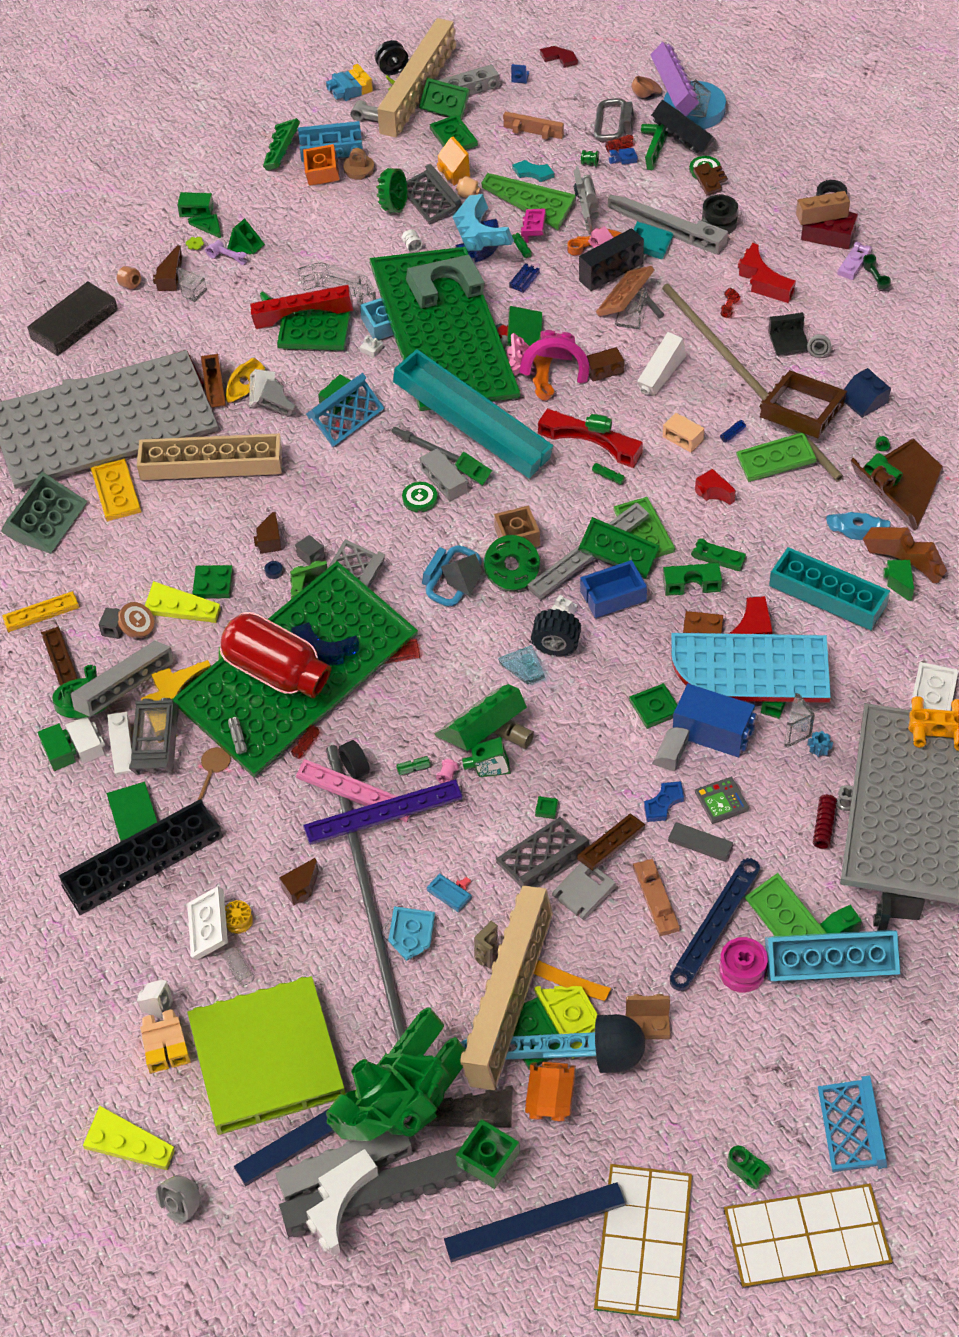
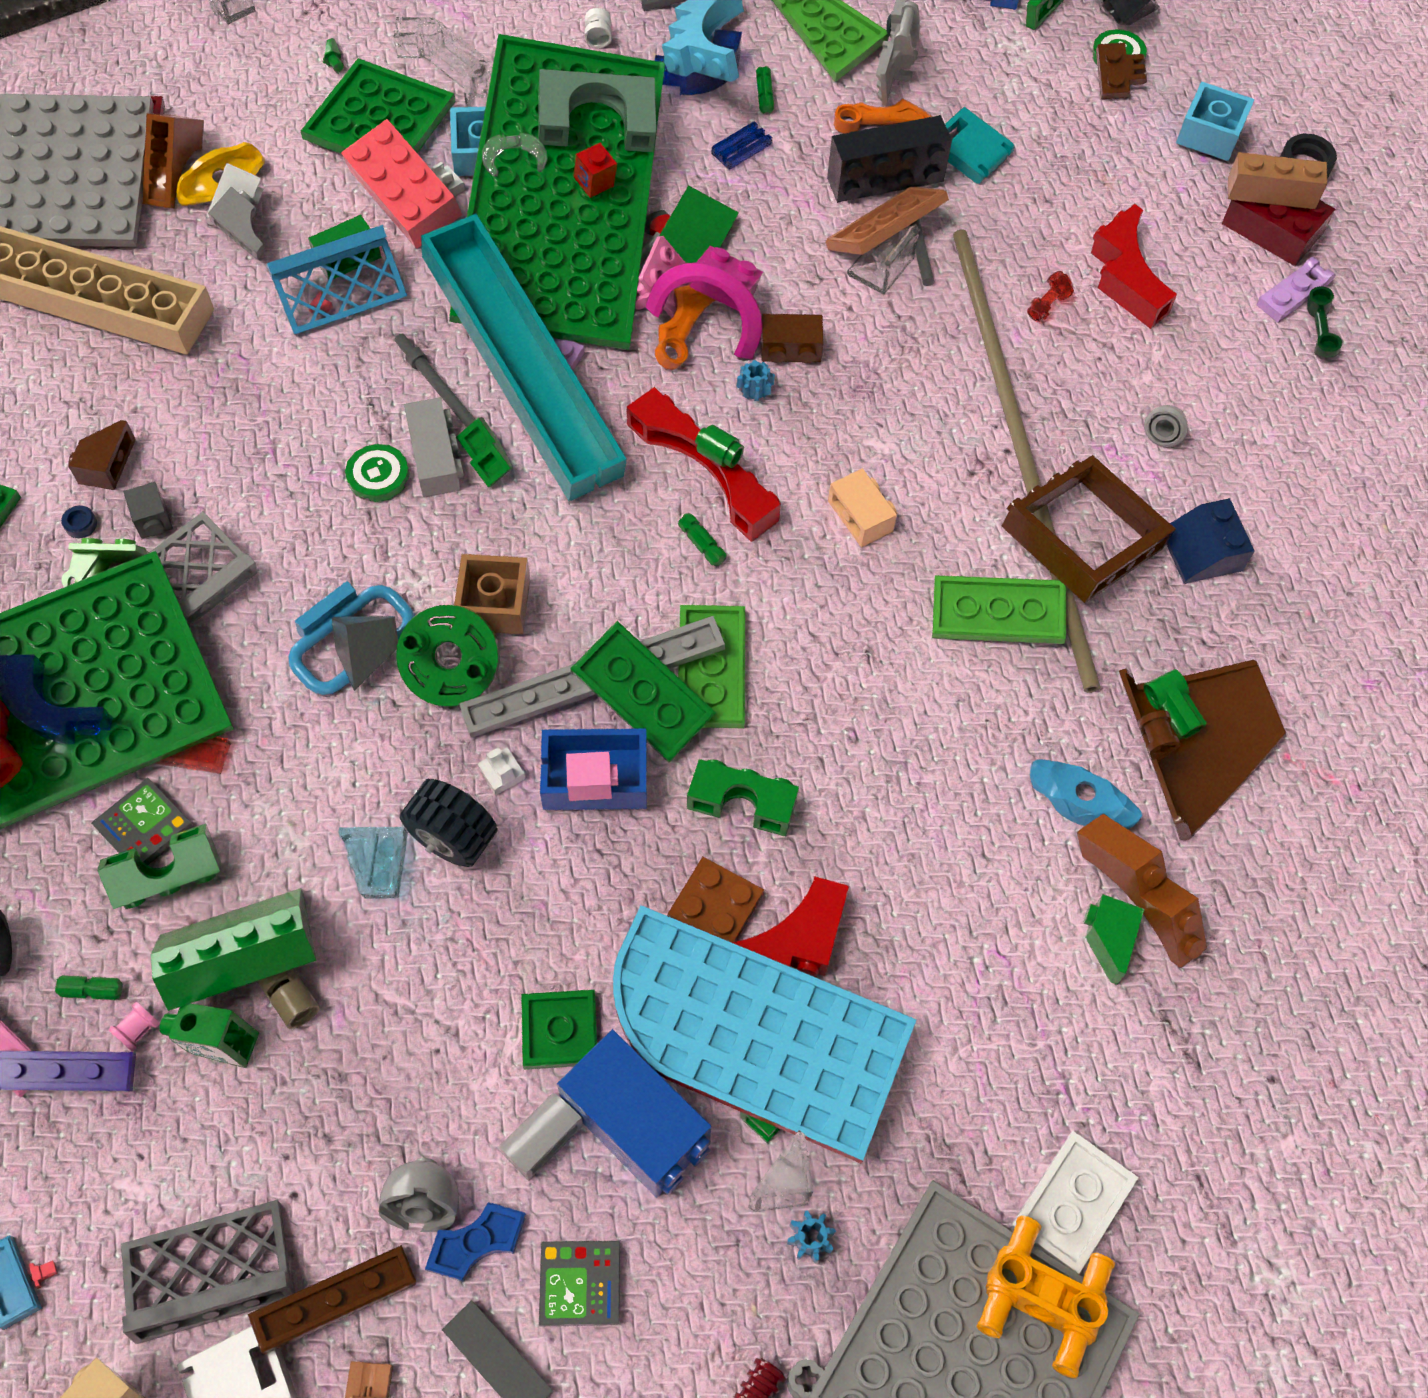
camera: 15 degrees right, 10 degrees up
(333, 299) = (416, 85): red arch -> none
(353, 351) = (401, 182): none -> coral brick
(395, 690) = (142, 821): none -> tile
(416, 308) = (496, 144): none -> clear piece
(433, 692) = (131, 881): none -> arch
(460, 311) = (595, 169): none -> red brick
(533, 223) = (797, 58): dark pink bracket -> none
(546, 807) = (266, 1168): green tile -> none
(596, 390) = (755, 380): none -> dark azure gear
(599, 236) = (890, 112): bright pink brick -> none
(617, 586) = (590, 776): none -> bright pink brick
(630, 788) = (419, 1194): none -> light grey cylinder
(662, 364) = (883, 372): white slope -> none
(699, 235) = (1055, 162): light grey piece -> none
(713, 486) = (863, 628): red arch -> none
(716, 554) = (814, 765): green plate -> none
(720, 212) = (1104, 137): pearl dark grey wheel -> none
(732, 431) = (944, 535): clear blue piece -> none
(774, 188) = (1214, 121): none -> medium azure brick
(787, 333) = (1122, 386): pearl dark grey bracket -> none
(829, 588) = (974, 912): teal brick -> none
(885, 443) = (1200, 652): green hinge -> none

